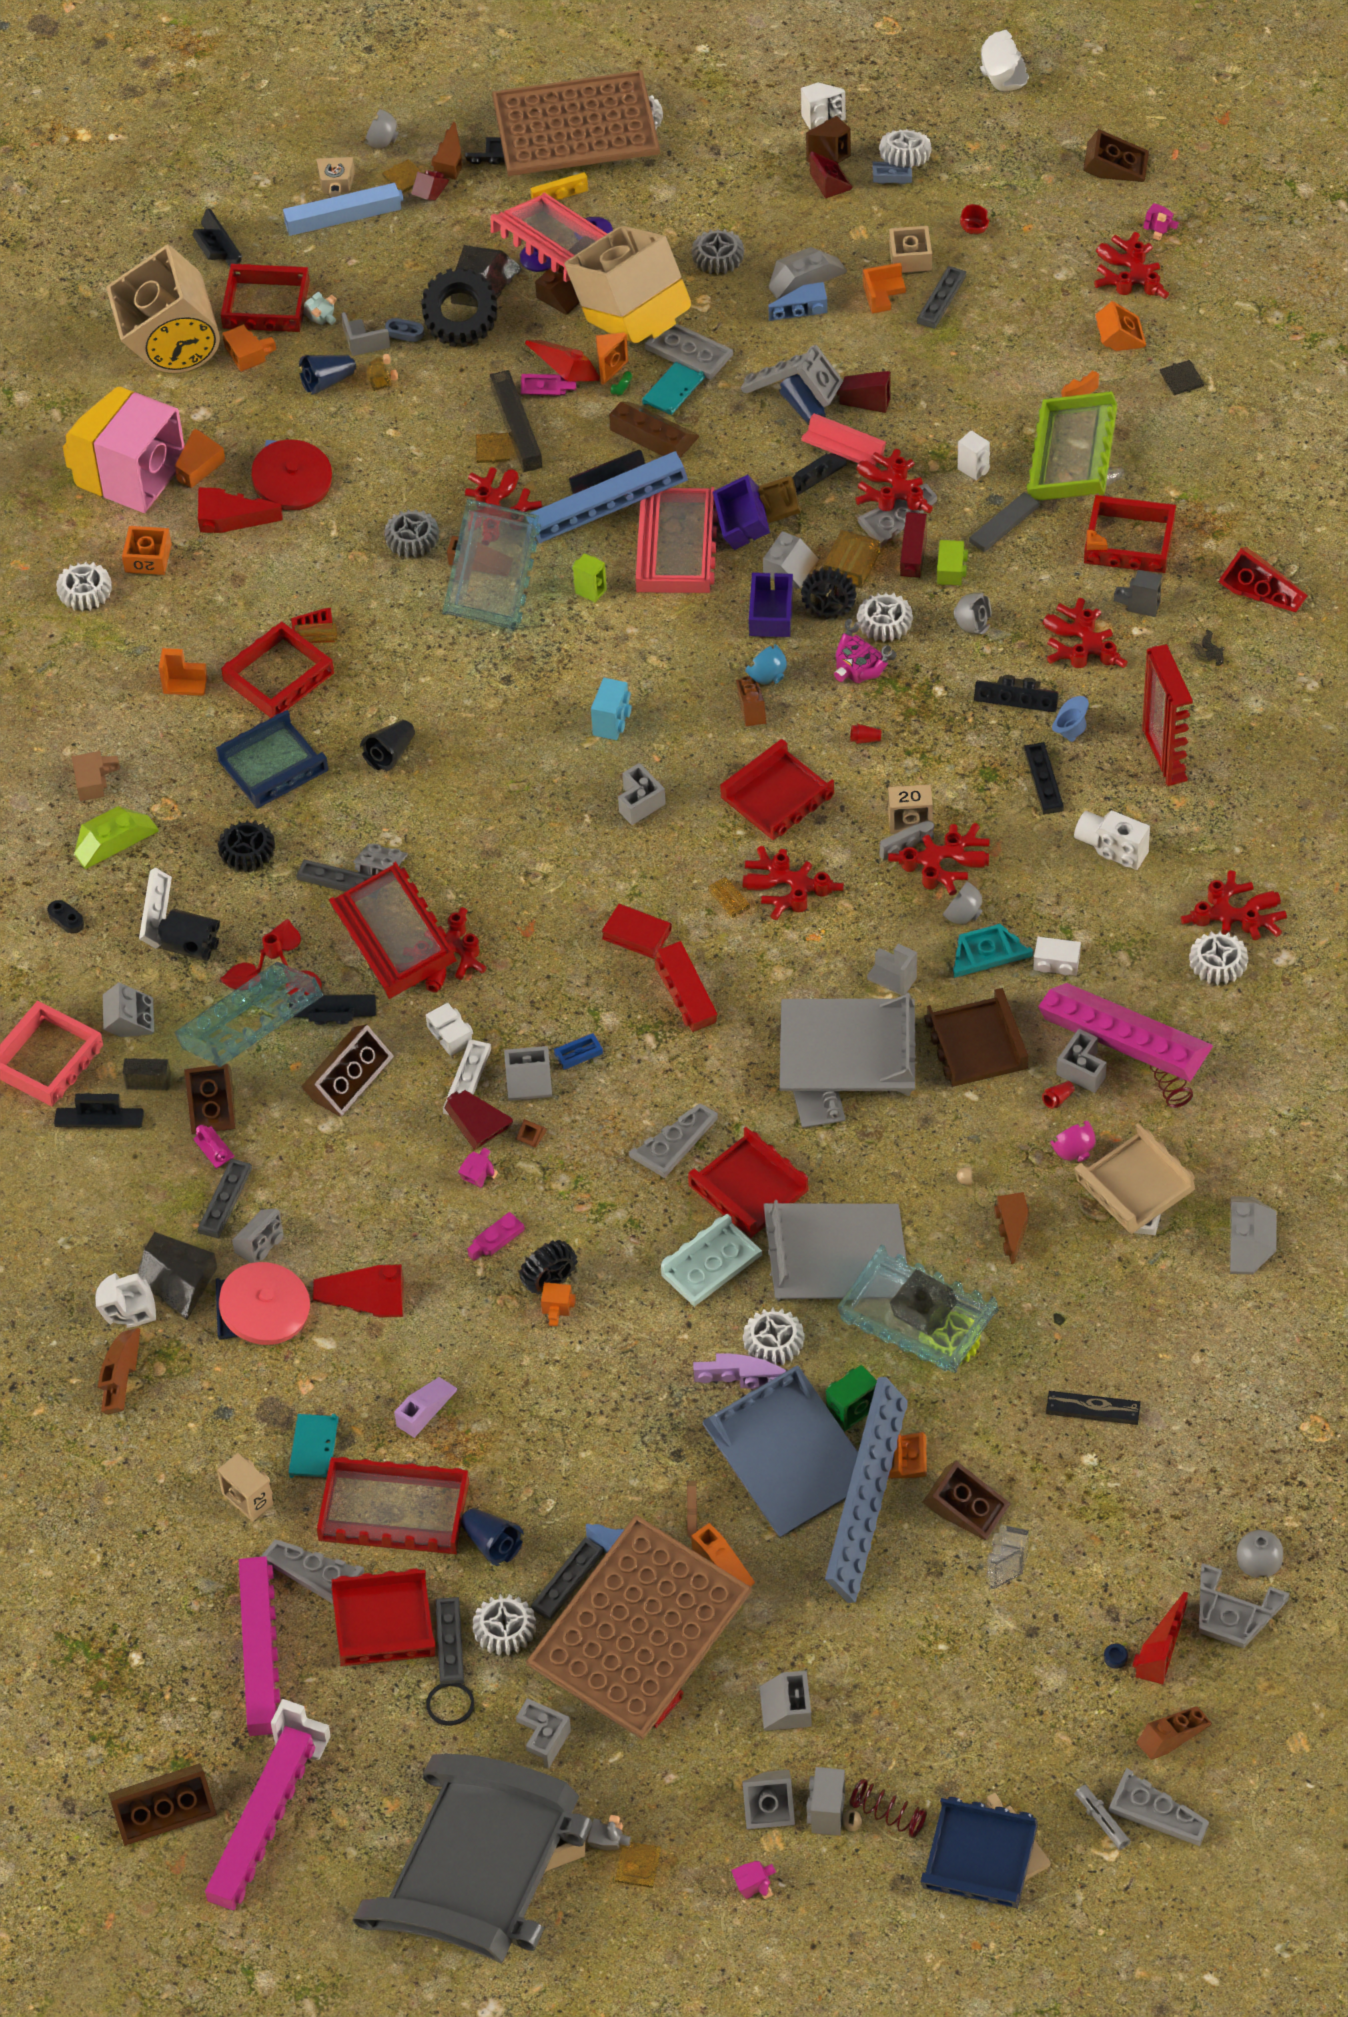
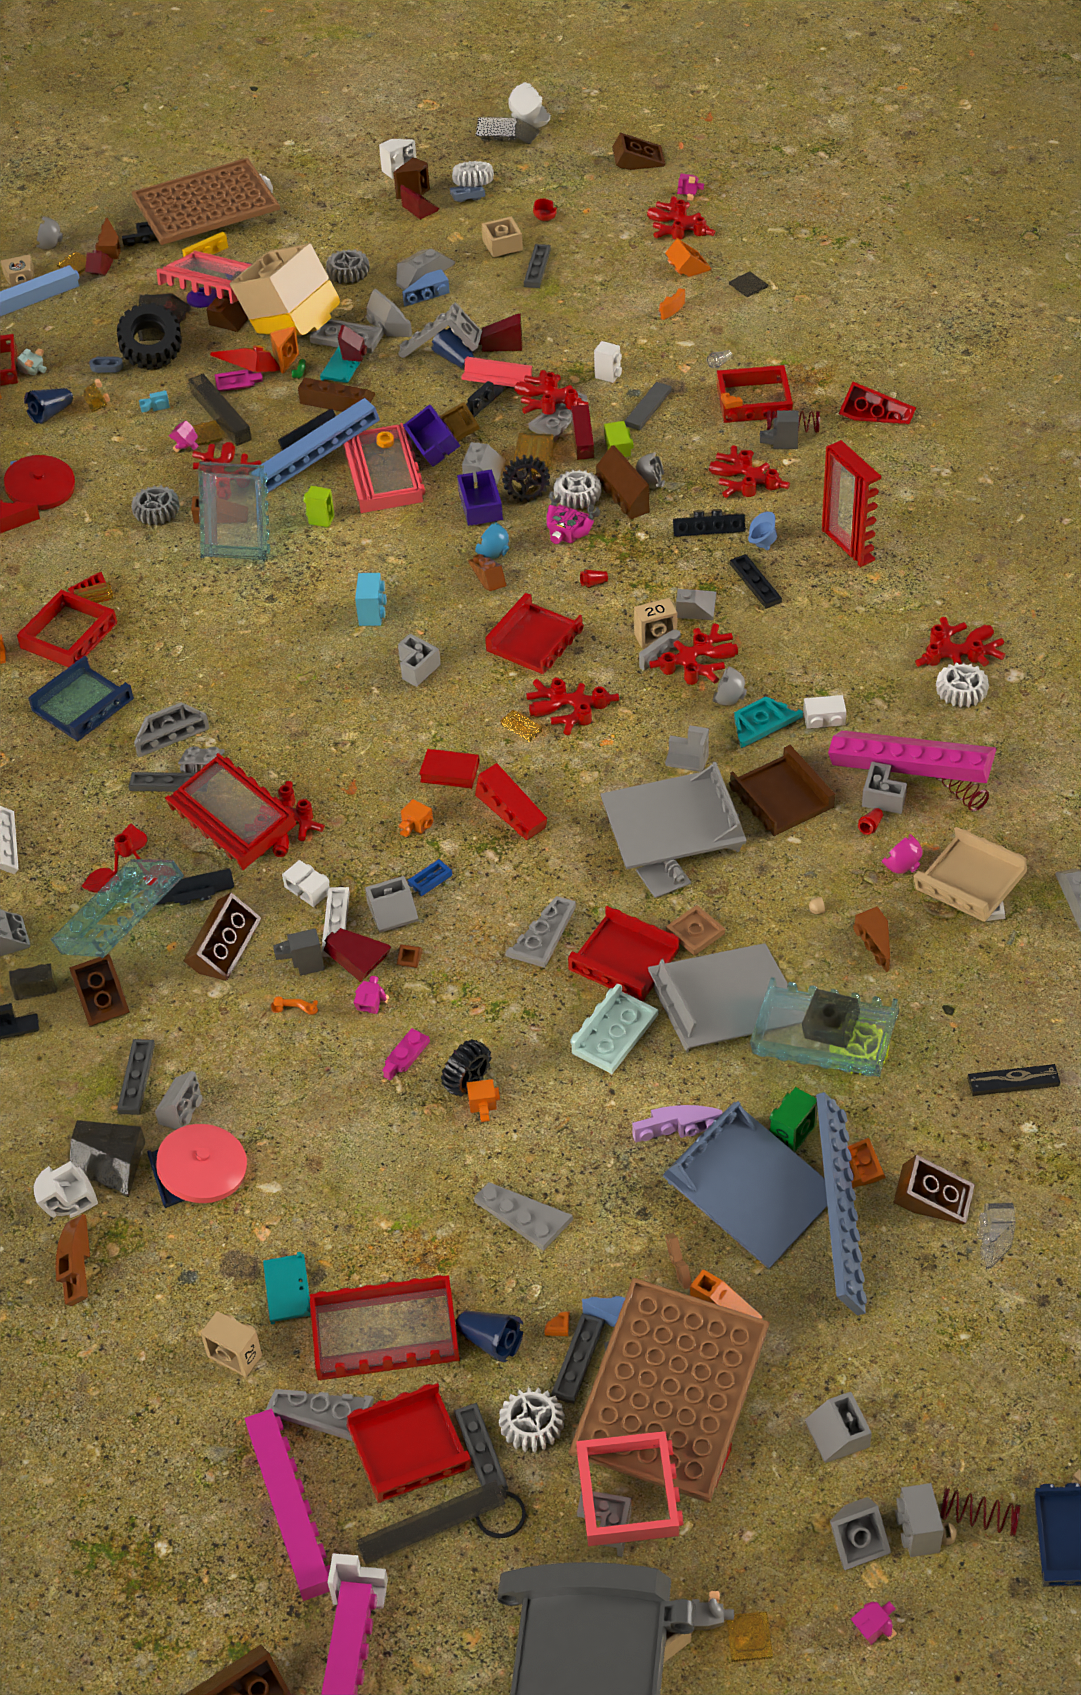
camera: 15 degrees left, 5 degrees down
(189, 934) = (43, 853): black cylinder -> none
(212, 1146) = (112, 1032): dark pink hinge -> none
(251, 848) = (76, 771): black gear -> none
(354, 817) = (169, 727): none -> light grey wedge
(363, 342) = (74, 378): light grey panel -> none
(368, 1289) = (300, 1127): red wedge -> none
(383, 1695) = (431, 1522): none -> clear smoke brick
(386, 1153) = (279, 1002): none -> orange piece
(387, 745) = (181, 666): black cone -> none
(422, 1406) = (384, 1224): lavender slope -> none
(423, 1105) = (303, 949): none -> dark grey hinge
(448, 394) = (156, 401): none -> medium azure plate
(465, 450) = (184, 436): none -> dark pink piece
(559, 1543) = (558, 1325): none -> orange tile
(559, 1746) = (634, 1531): none -> coral window
(562, 1430) = (524, 1215): none -> light grey wing
(582, 979) = (415, 817): none -> orange brick
(686, 369) = (351, 344): none -> dark red slope
(687, 506) = (385, 439): none -> light orange tile
(740, 335) = (386, 315): none -> light grey wedge
(782, 1328) = (698, 1077): white gear -> none
(830, 1173) = (696, 930): none -> medium nougat plate
(880, 283) = (486, 265): orange panel -> none
(935, 623) = (623, 483): none -> reddish brown slope
(966, 92) = (505, 130): none -> clear smoke wedge
(966, 791) = (695, 604): none -> light grey slope
(1072, 446) = (684, 341): window -> none
(1115, 837) = (837, 609): white brick -> none
(1187, 588) = (816, 429): none -> dark red piece

